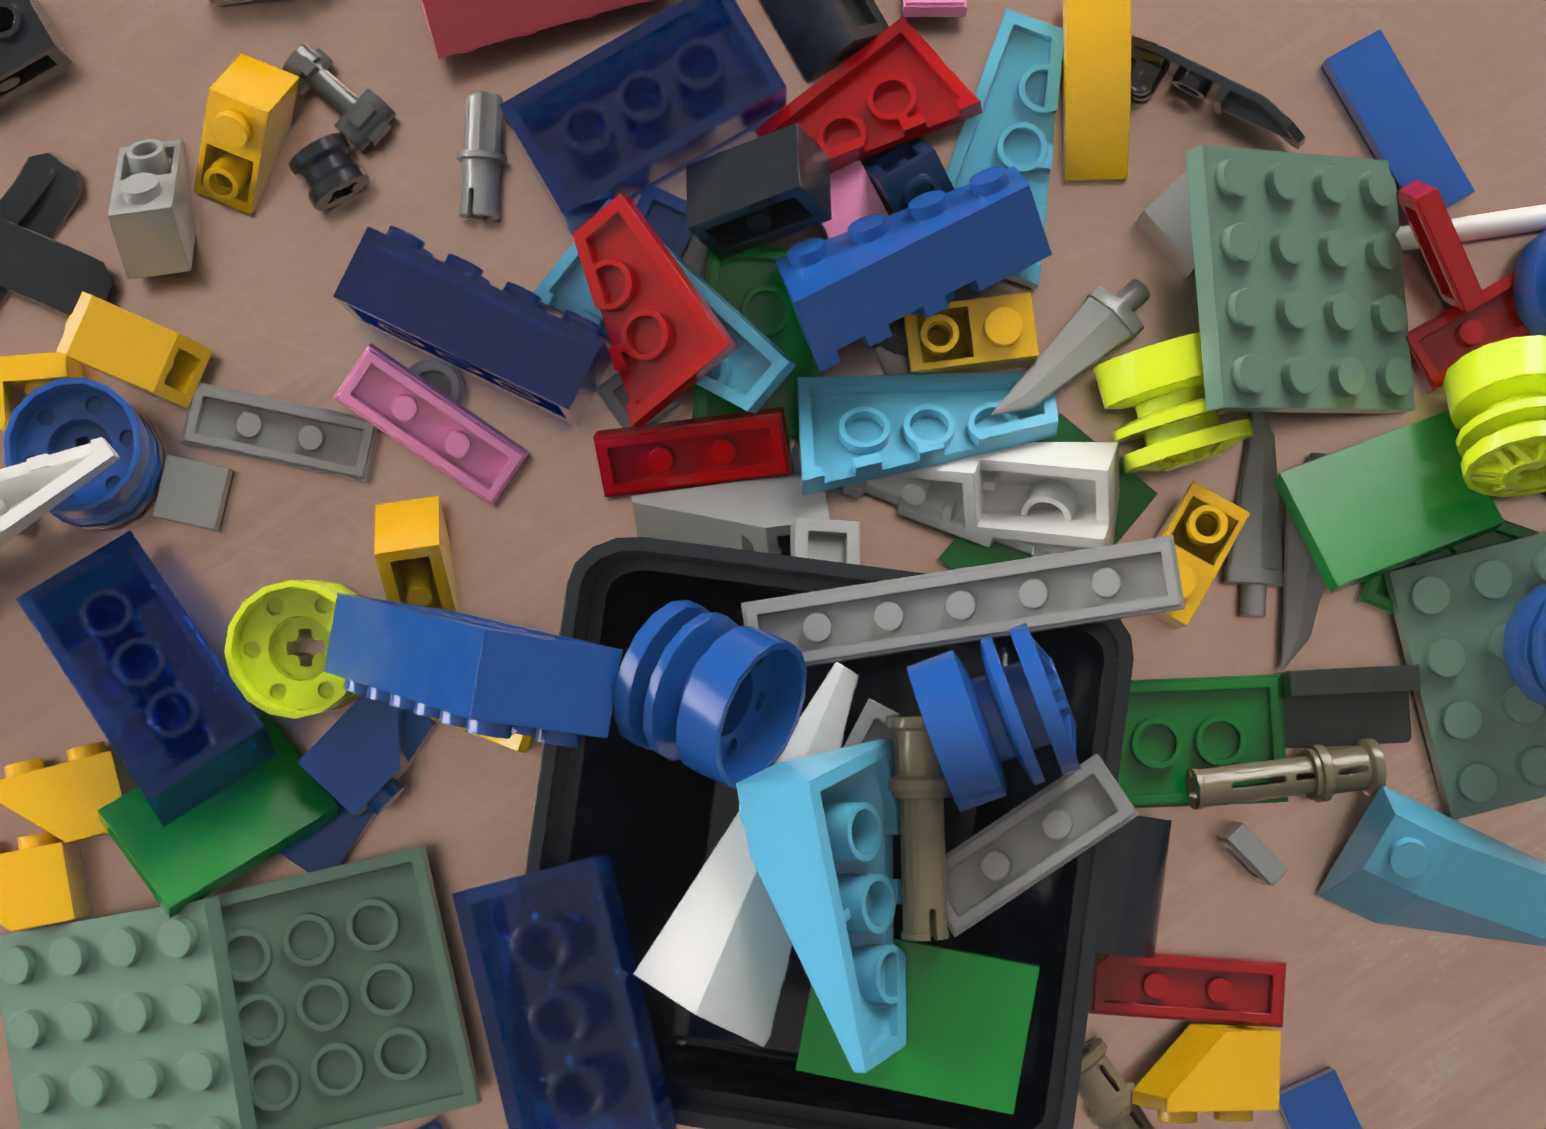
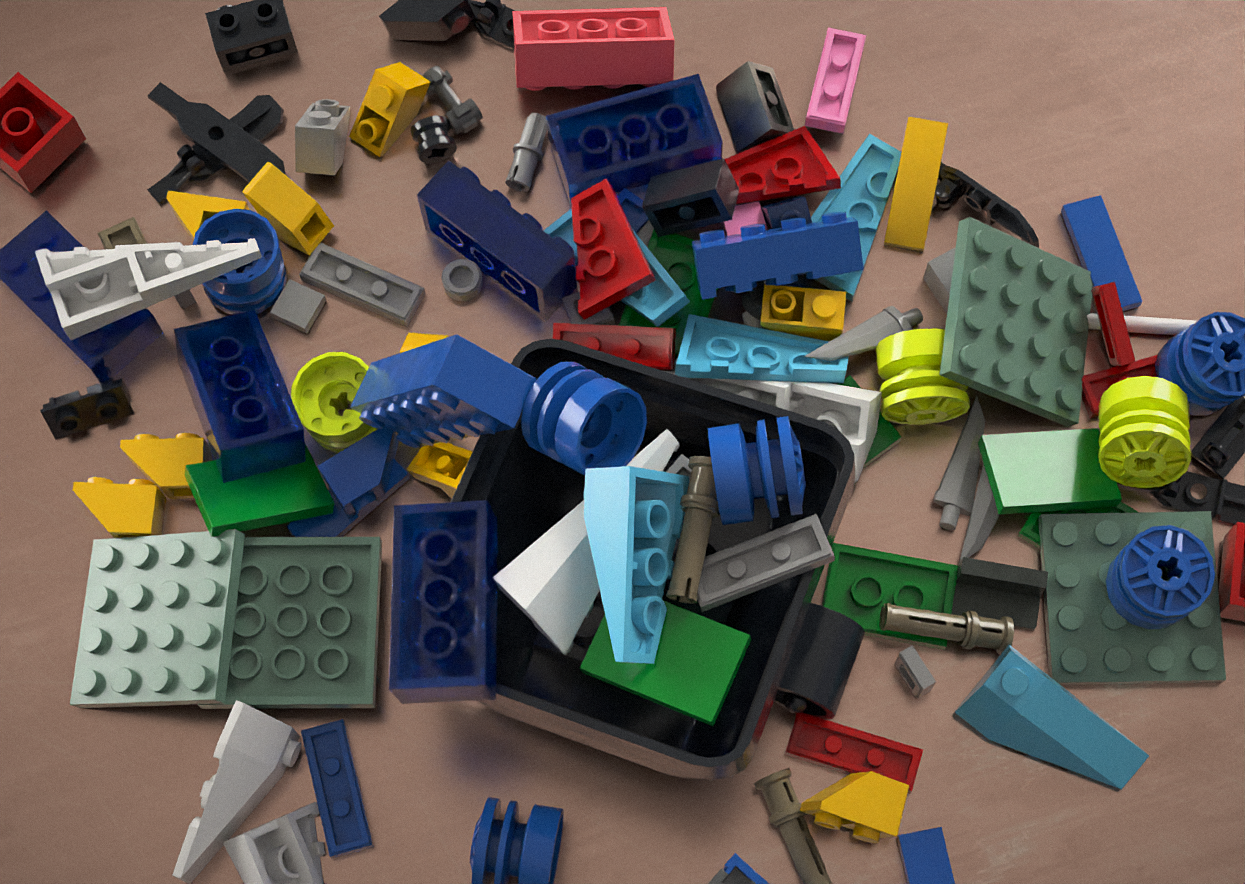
camera: 15 degrees right, 15 degrees down
(431, 424) = (455, 294): bright pink tile -> none
(975, 602) = (810, 414): light grey tile -> none
(1203, 535) = (909, 475): yellow slope -> none

